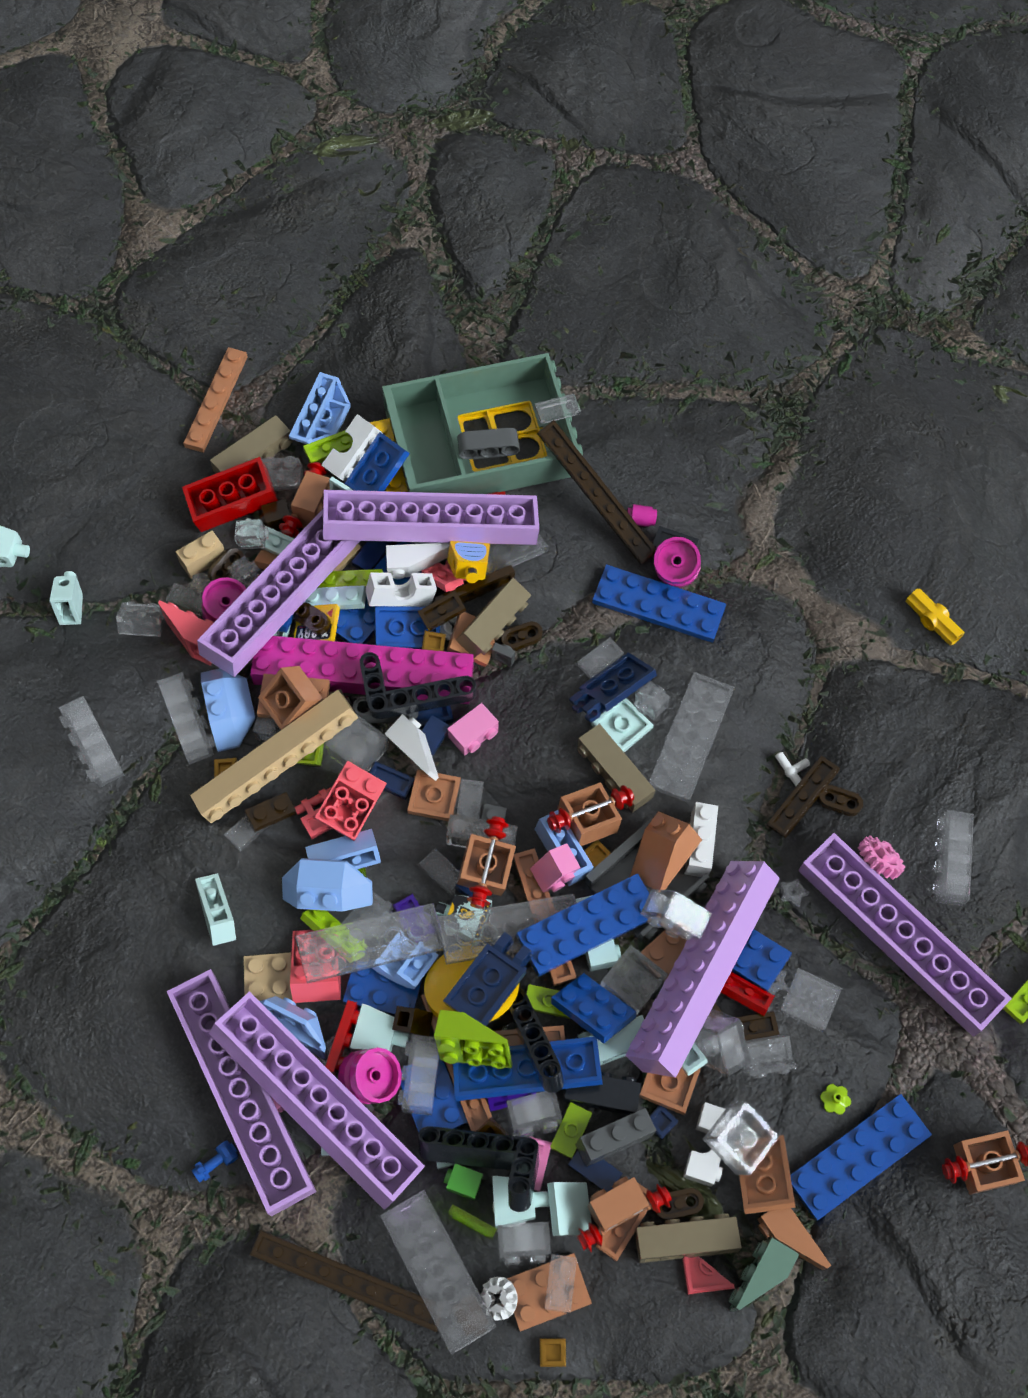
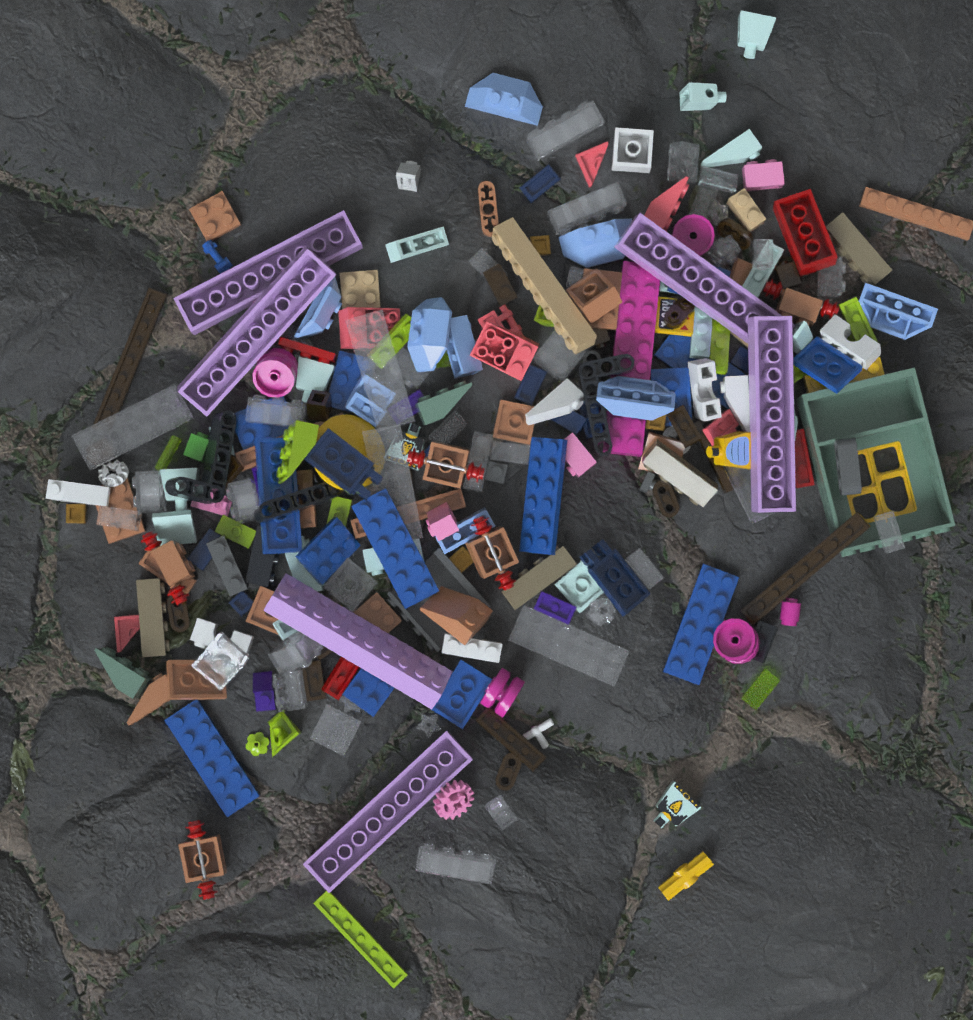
camera: 95 degrees right, 20 degrees up
(45, 809) = (505, 98): none -> light blue wedge
(121, 667) = (632, 150): none -> white brick
(130, 915) = (408, 176): none -> white slope
(131, 716) = (590, 161): none -> coral tile
(133, 564) = (737, 151): none -> light aqua slope
(151, 771) = (540, 183): none -> dark blue tile
(161, 1166) = (215, 216): none -> nougat plate
(162, 538) = (763, 175): none -> bright pink brick
(163, 582) = (718, 179): none -> clear plate
(170, 821) = (484, 223): none -> nougat beam
(410, 651) = (635, 398): none -> light blue wedge
(412, 872) = (439, 406): none -> sand green slope
(521, 760) = (543, 495): none -> blue plate
(526, 1346) = (78, 493): none -> white slope
(649, 750) = (555, 608): none -> dark purple plate
(675, 914) = (398, 618): clear brick -> none
(725, 546) = (760, 689): none -> clear neon green tile
(750, 843) = (462, 694): none -> blue plate
(752, 802) = (502, 692): none -> dark pink wheel
(769, 1090) = (264, 691): none -> dark purple slope
(821, 1066) = (281, 732): none -> lime slope
(860, 626) = (675, 806): none -> torso
(886, 808) = (501, 812): none -> clear slope

